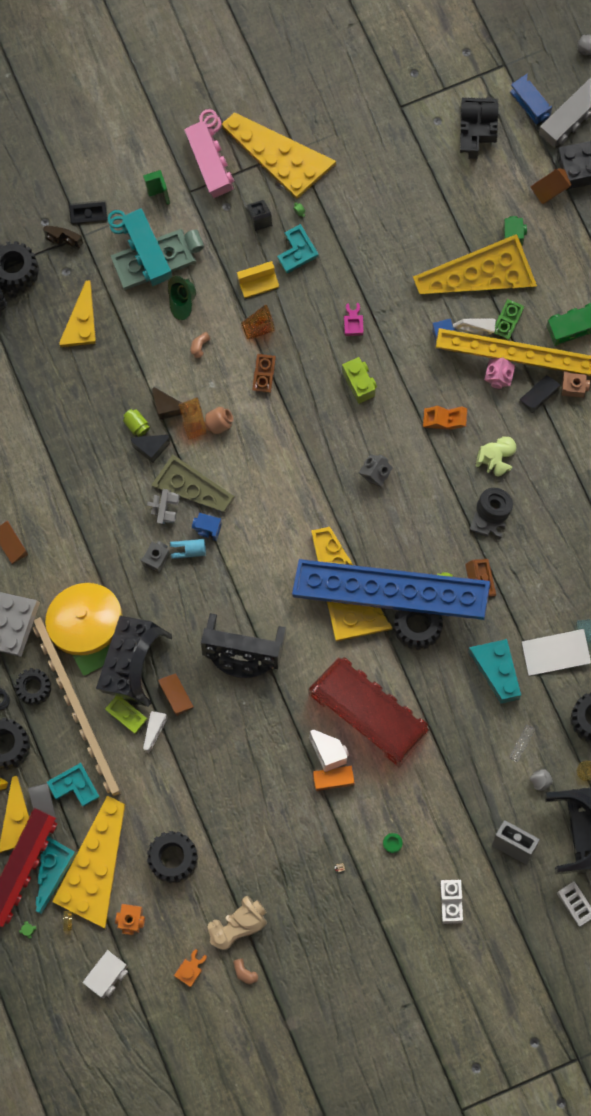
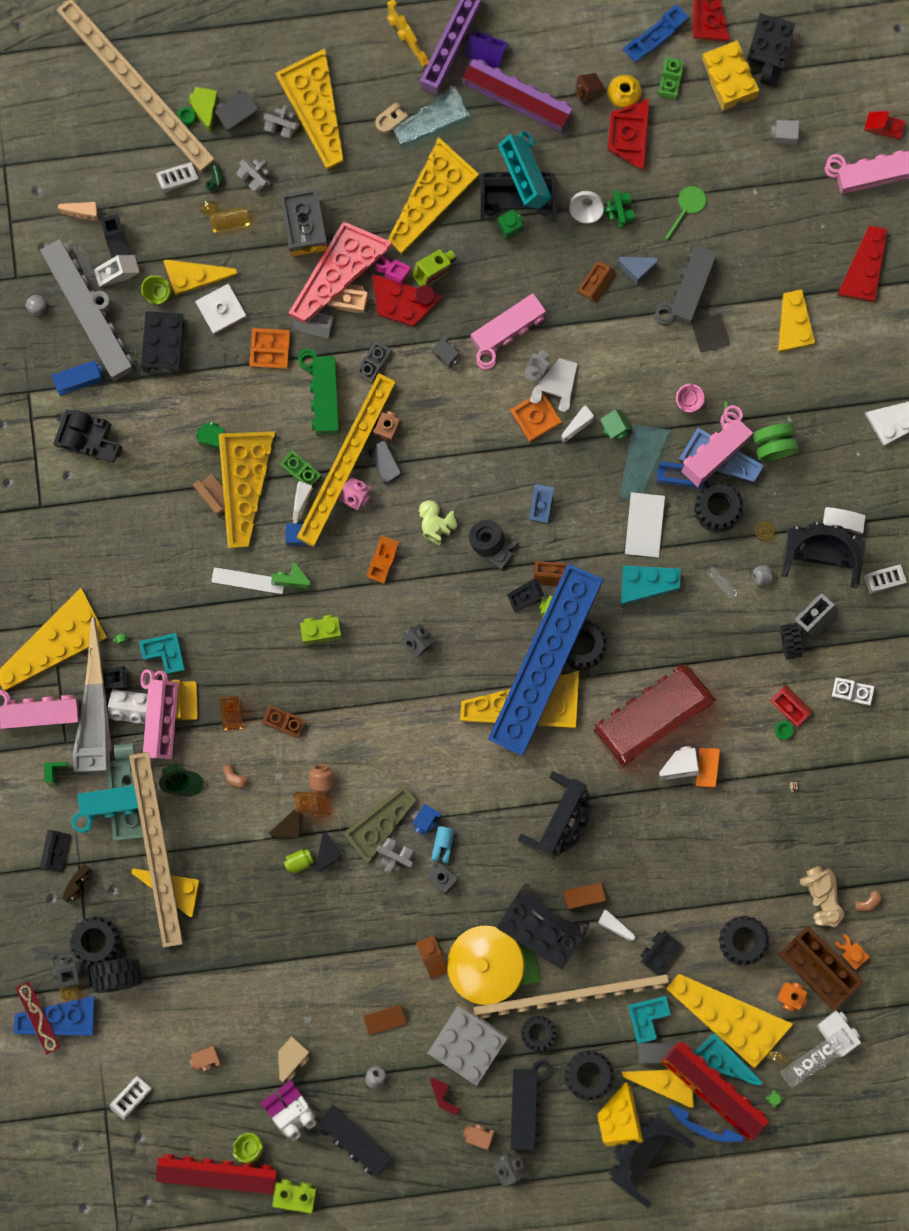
camera: 80 degrees left, 5 degrees up
(75, 958) = (817, 1058): none -> clear tile
(79, 569) = (432, 957): none -> dark orange slope
(110, 290) = (156, 849): none -> tan plate
(126, 714) = (591, 949): lime plate -> none
(140, 781) = (660, 953): none -> black bracket
(165, 939) = (820, 968): none -> reddish brown brick
(201, 210) = (93, 734): none -> light grey plate
(235, 260) = (159, 715): none -> bright pink hinge
(238, 233) = (127, 706): none -> white bracket
(353, 322) = (258, 619): dark pink plate -> none
(388, 305) = (245, 580): none -> white sticker
(401, 344) = (296, 580): none -> bright green slope
(419, 844) = (791, 706): none -> red slope
(450, 558) = (526, 595): none -> black slope
(458, 246) = (211, 493): none -> medium nougat panel
(482, 824) = (791, 641): none -> black tyre
(545, 547) = (541, 503): none -> medium blue slope
(551, 185) = (177, 385): dark orange slope -> none

